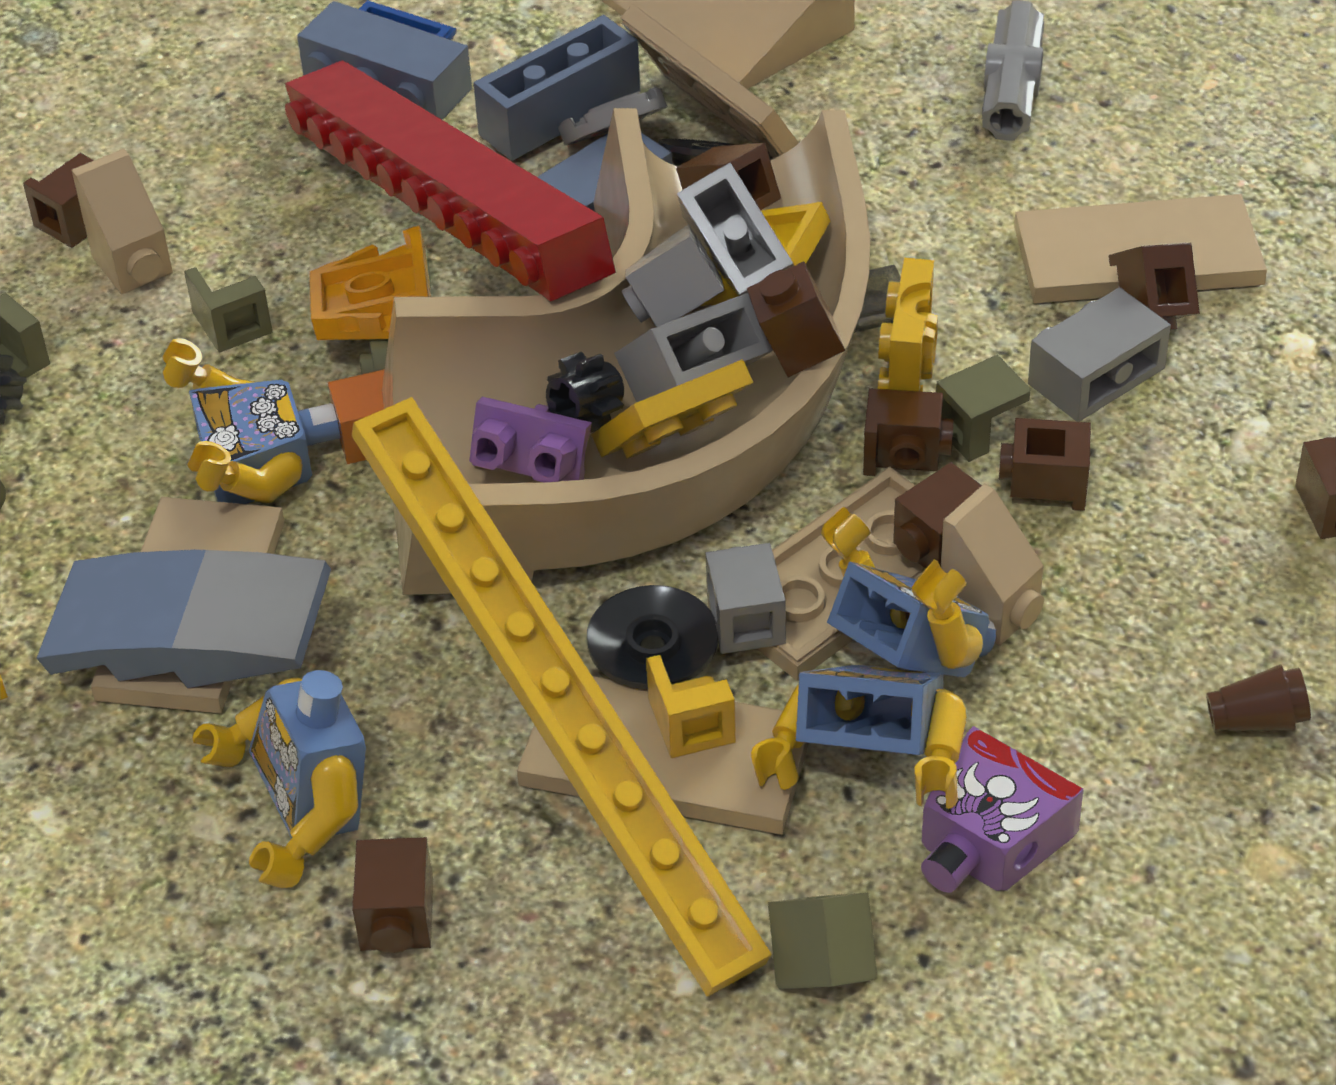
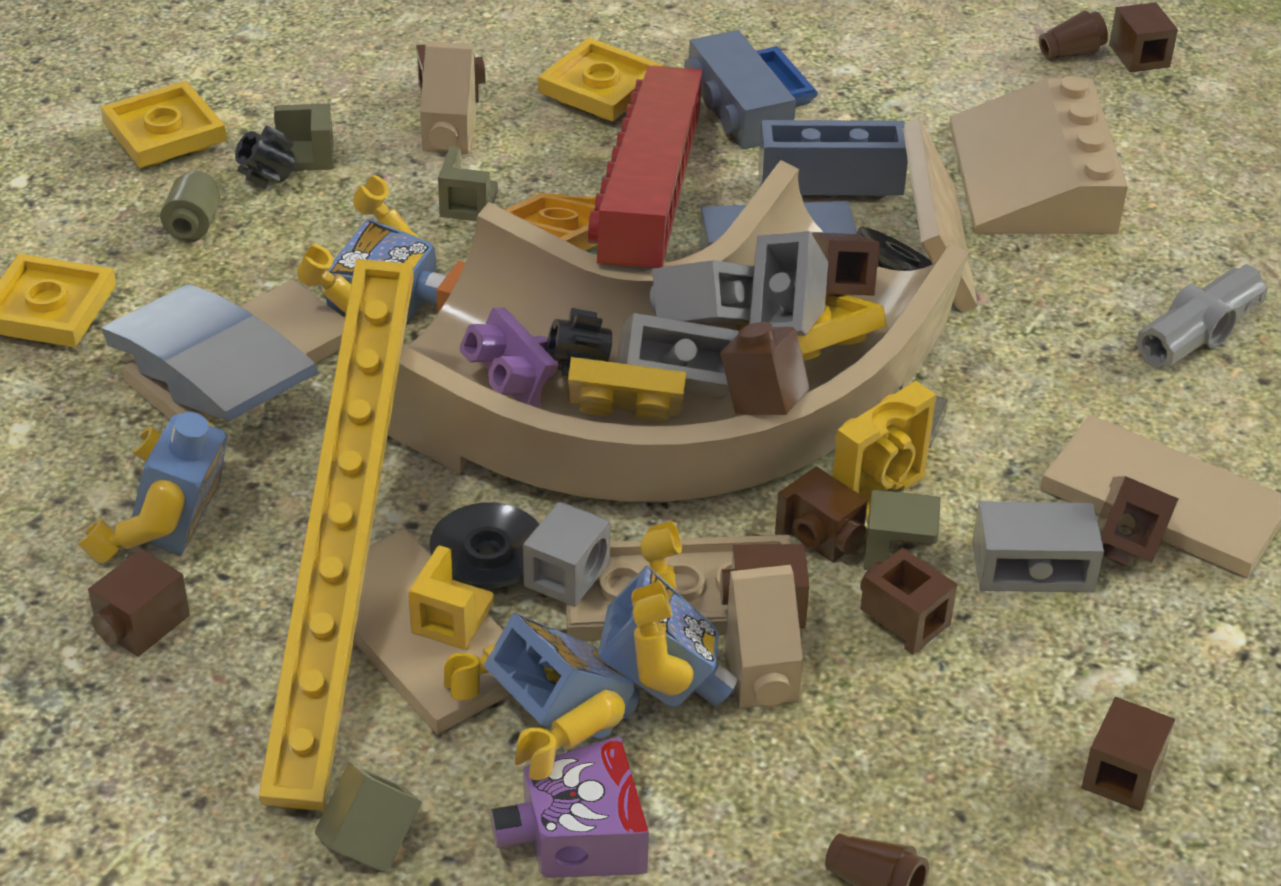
camera: 35 degrees right, 5 degrees down
(231, 123) = (595, 78): none -> yellow plate
(598, 118) = (854, 190): light grey tile -> none

